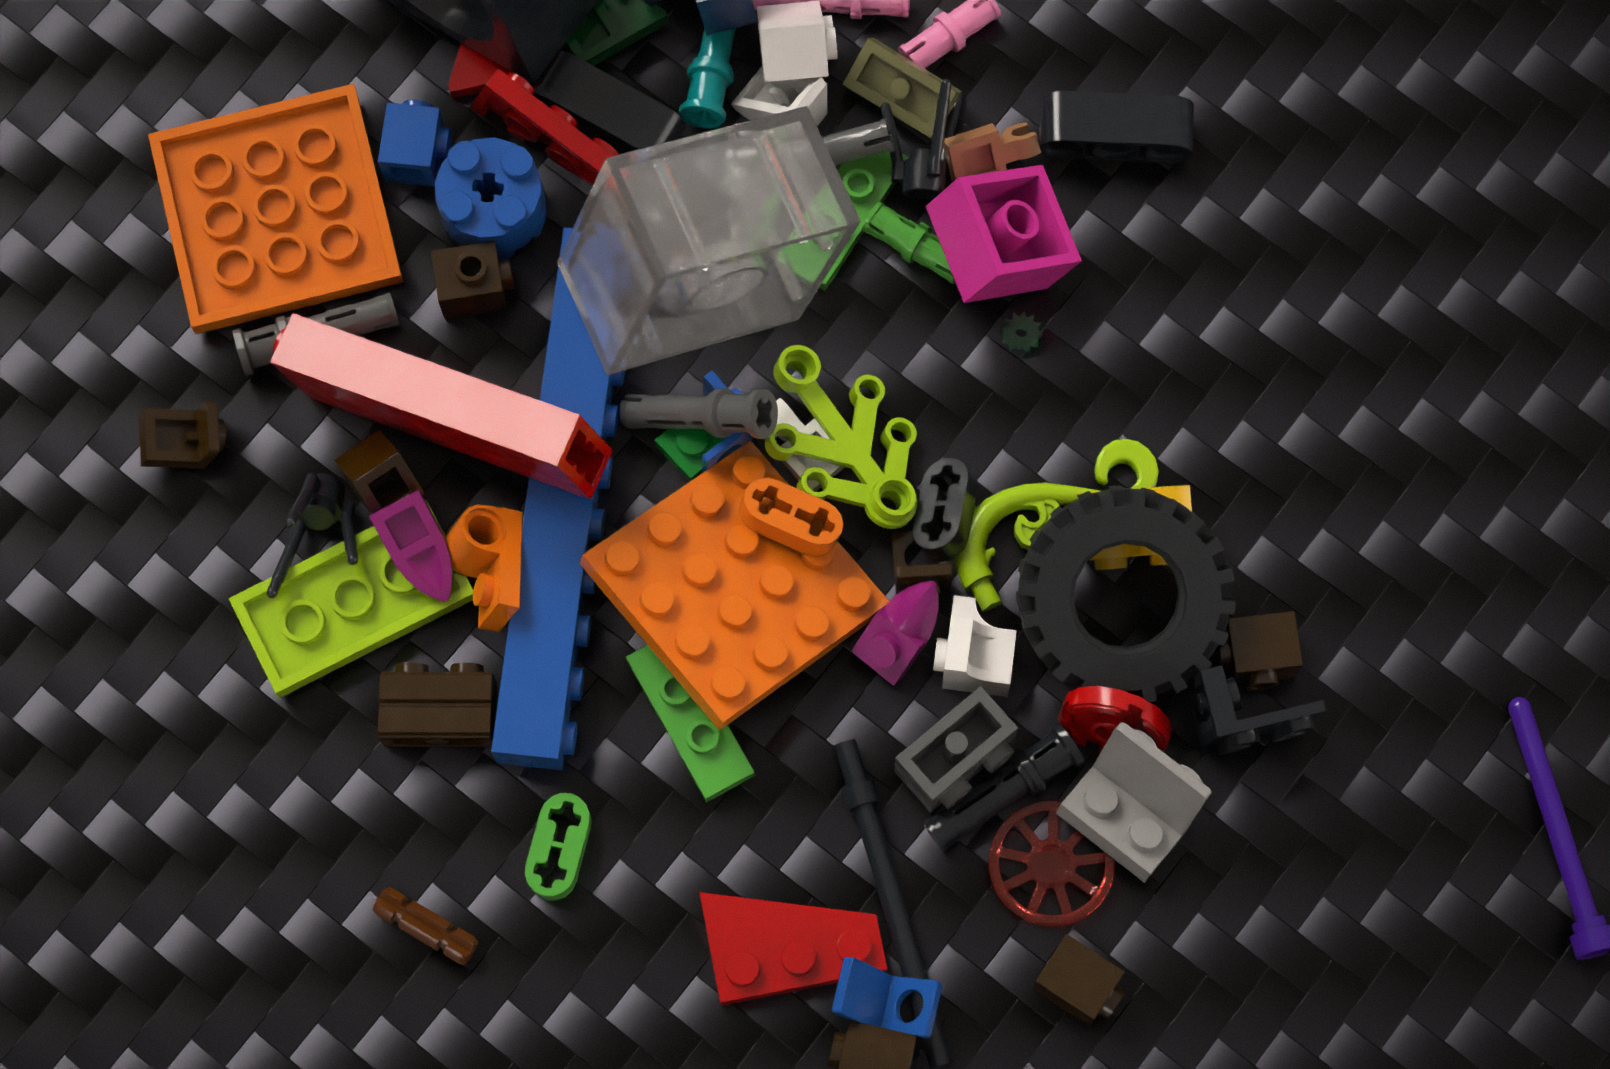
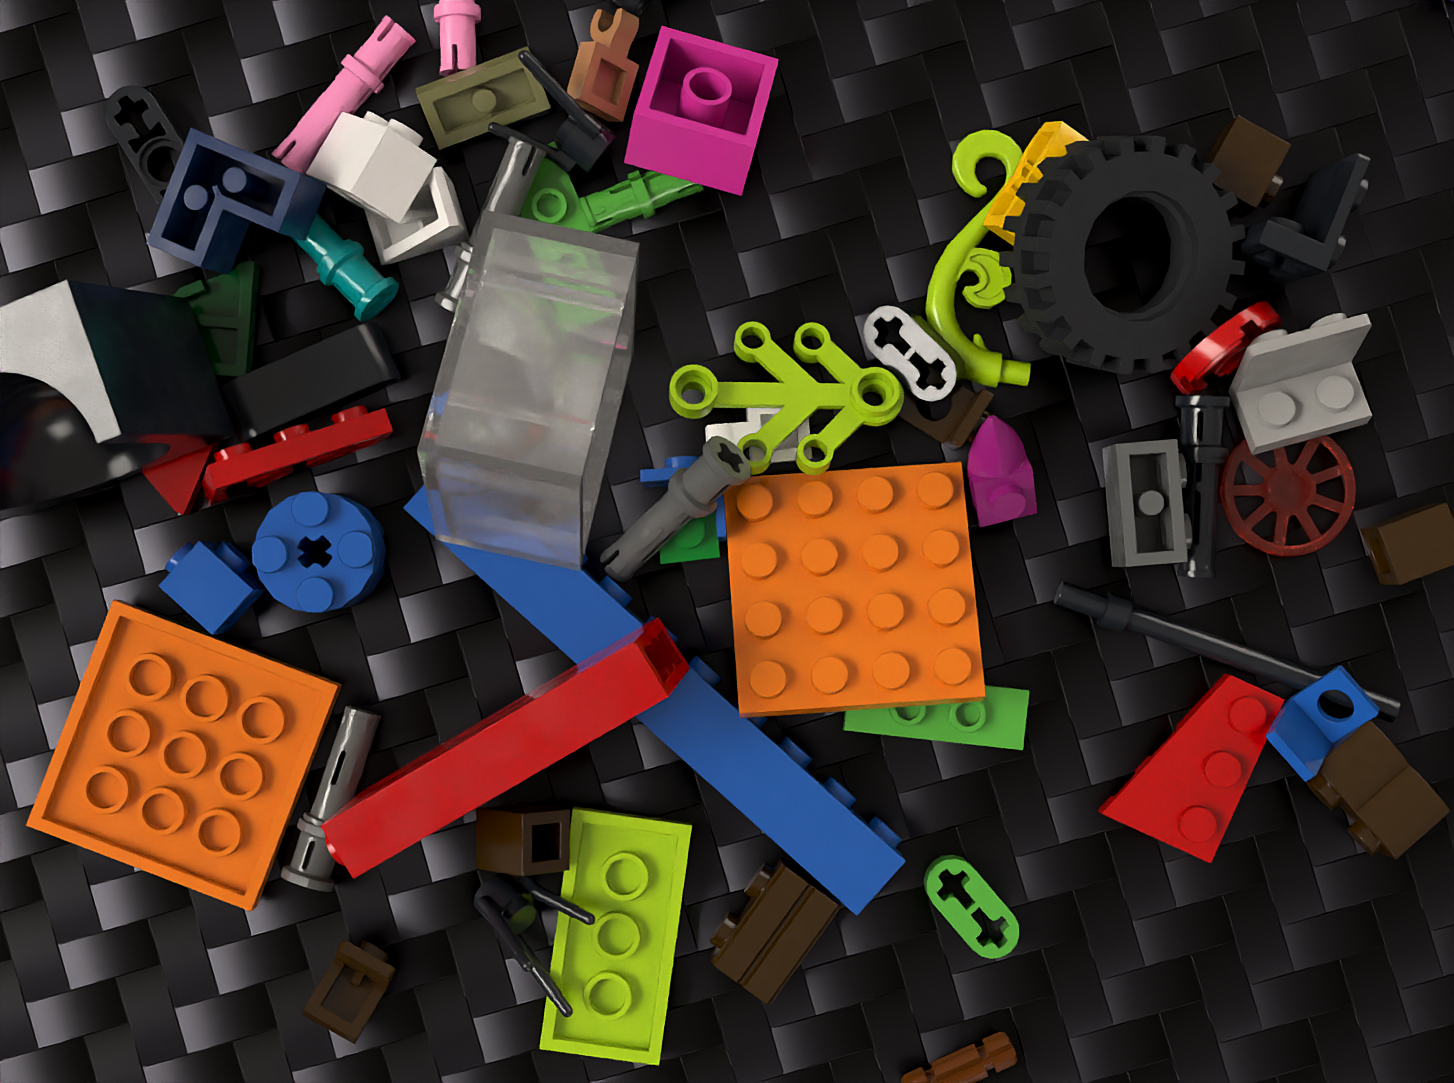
camera: 55 degrees left, 15 degrees up
(416, 544) = (613, 851): magenta plate -> none
(471, 279) = (387, 623): dark brown brick -> none
(490, 559) = (684, 788): orange plate -> none
(791, 516) = (823, 485): orange beam -> none
(975, 652) = (1065, 424): white brick -> none
(1020, 343) = (798, 152): clear green piece -> none

